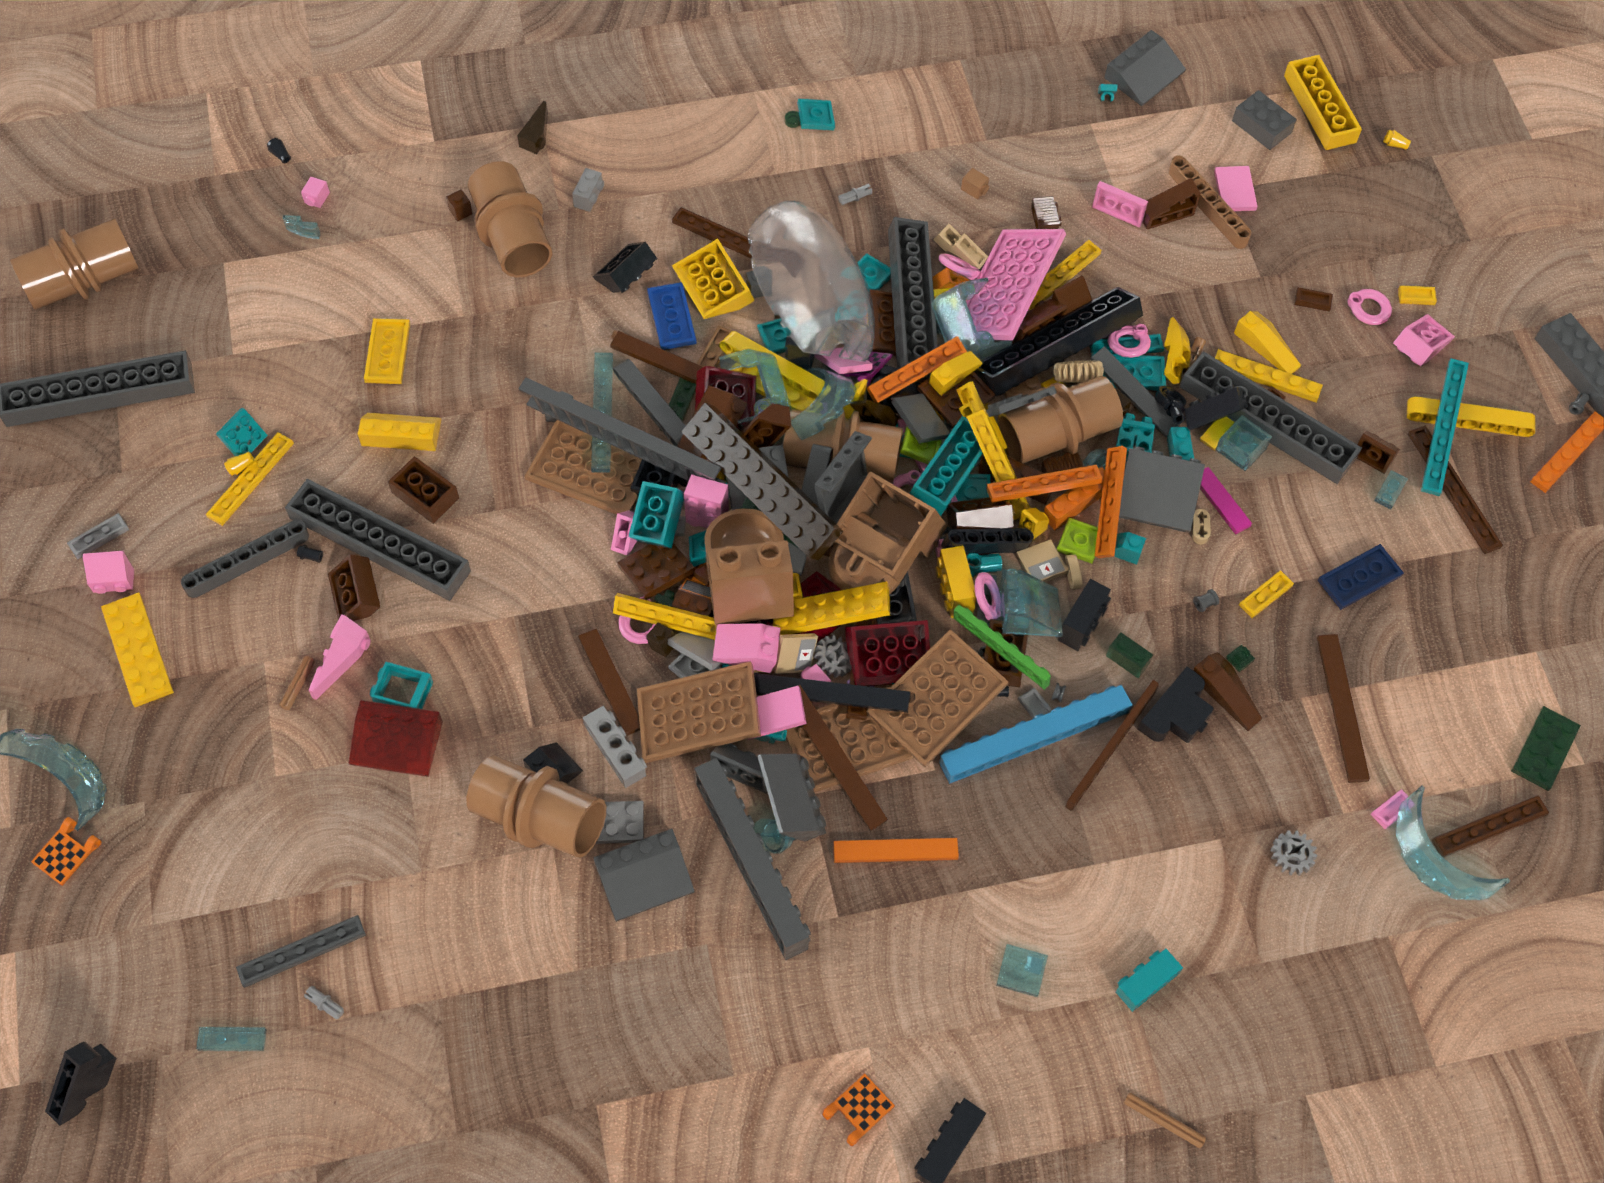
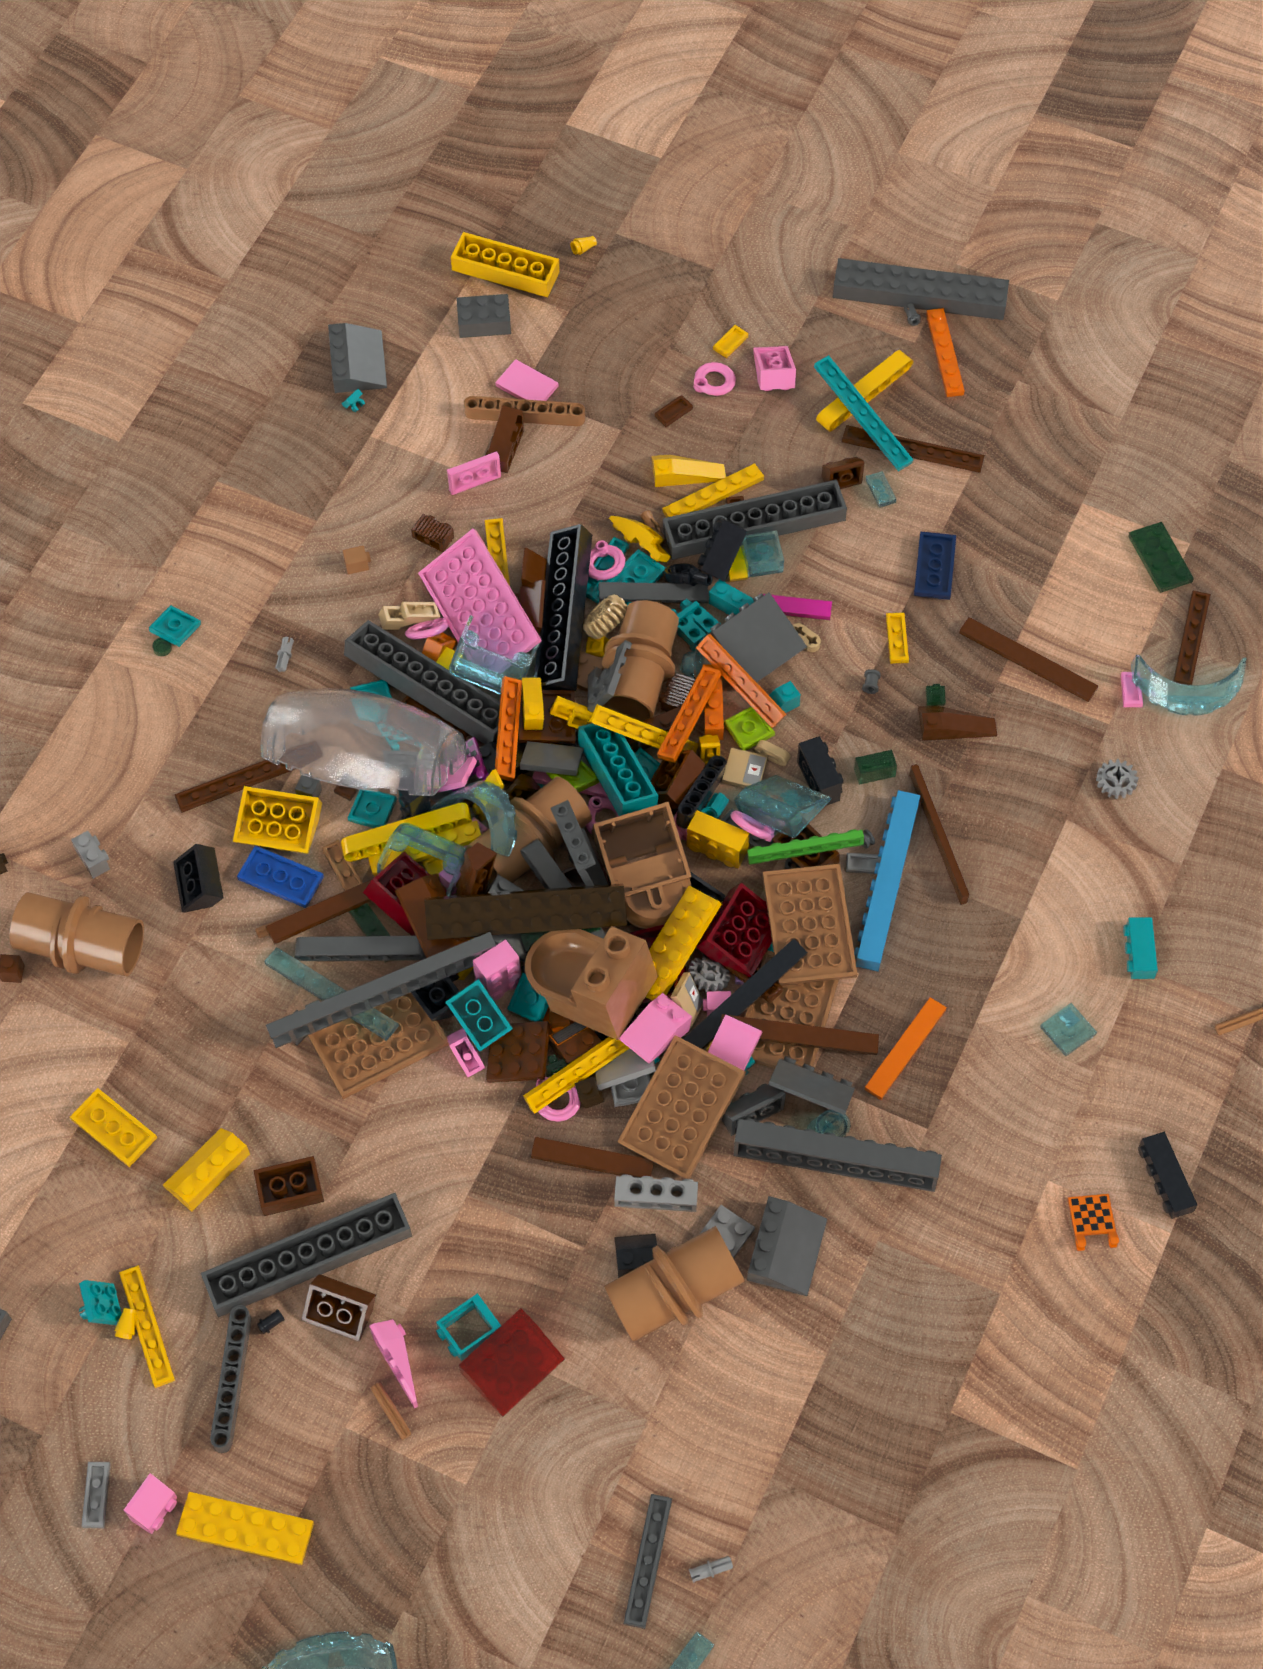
camera: 50 degrees left, 0 degrees up
(1179, 710) = (946, 767): black brick -> none

